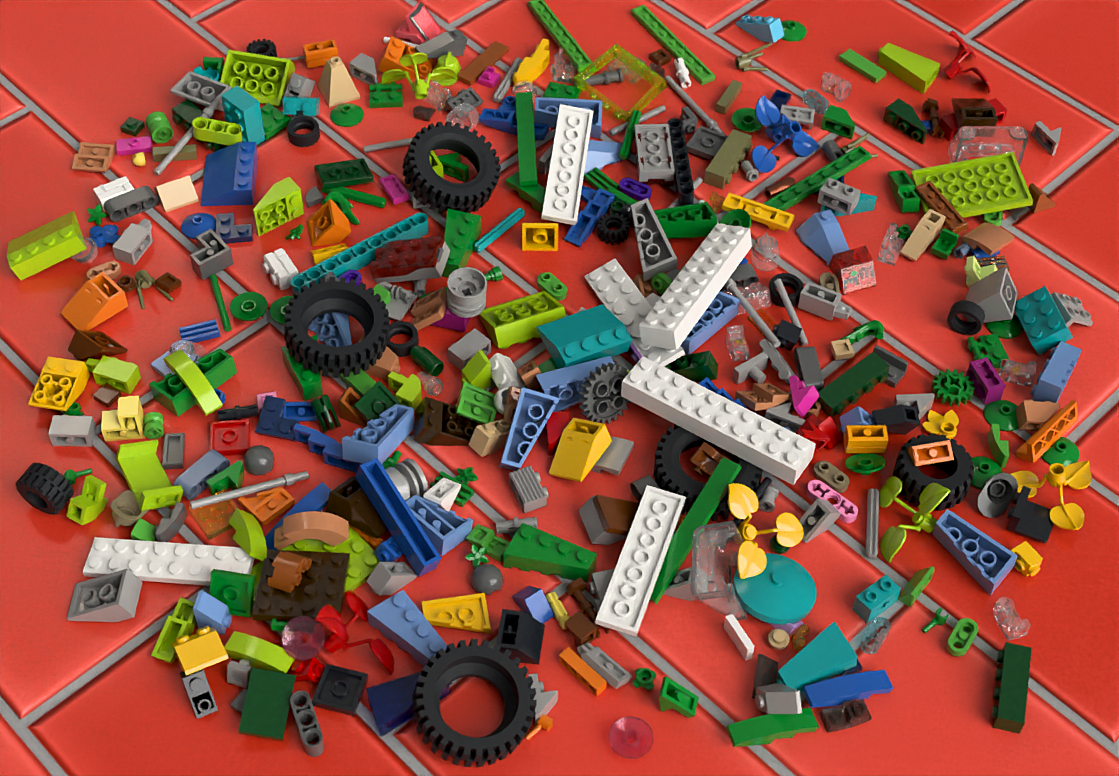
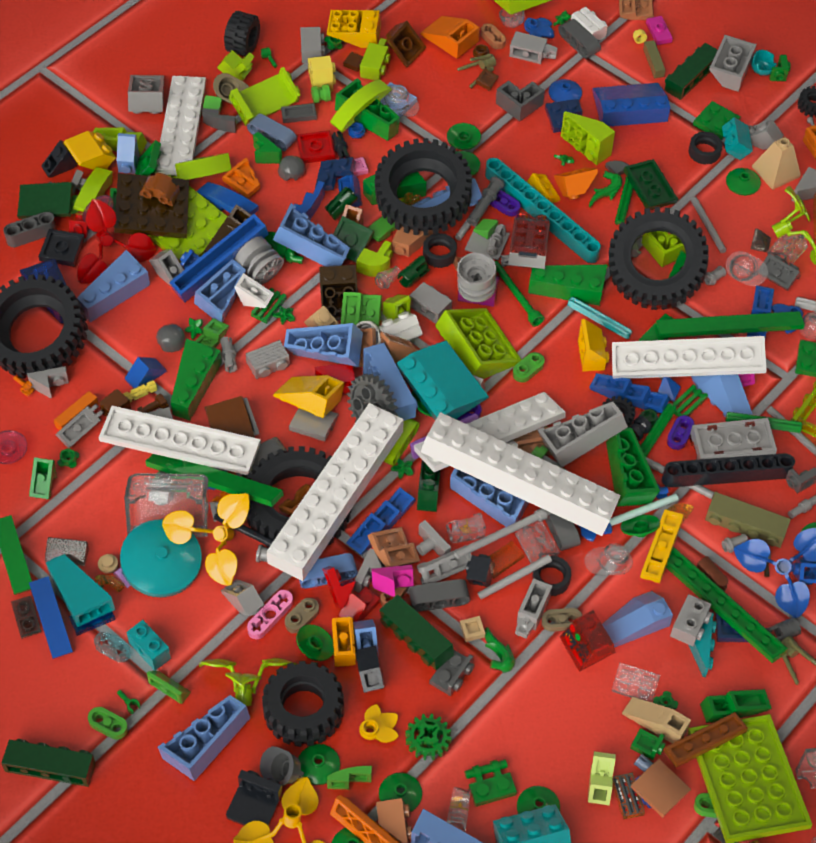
camera: 85 degrees right, 5 degrees up
(132, 126) = (684, 25): dark green plate -> none
(159, 127) = (682, 40): bright green wheel -> none
(176, 193) = (601, 67): slope -> none
(199, 331) = (426, 100): blue tile -> none
(206, 113) = (698, 65): light grey bar -> none
(214, 517) = (234, 144): clear yellow plate -> none
(216, 131) = (673, 75): lime beam -> none
(220, 303) = (471, 118): green bar -> none
(245, 111) = (697, 90): teal brick -> none
(258, 75) = (772, 98): lime slope -> none
(280, 268) = (515, 152): white brick -> none
(287, 480) = (269, 188): light grey bar -> none
(311, 525) = (204, 204): nougat arch -> none
(386, 99) = (773, 208): green plate -> none
(459, 612) = (135, 320): yellow wing -> none
(521, 636) = (105, 360): black slope -> none
(547, 111) = (781, 373): medium blue wedge -> none
(706, 142) = (772, 496): dark grey plate -> none
(739, 637) = (107, 528): white tile -> none
(778, 699) = (35, 553): light grey slope -> none
(872, 523) = (244, 650): light grey axle -> none
(922, 402) = (398, 699): light grey slope -> none
(931, 453) = (311, 688): orange slope -> none
(963, 327) = (527, 753): black tyre -> none
(986, 380) = (436, 767): magenta brick -> none
(995, 295) = (553, 780): light grey slope -> none
(1009, 620) = (128, 767): clear leg -> none
(1027, 560) = (199, 790): yellow brick -> none

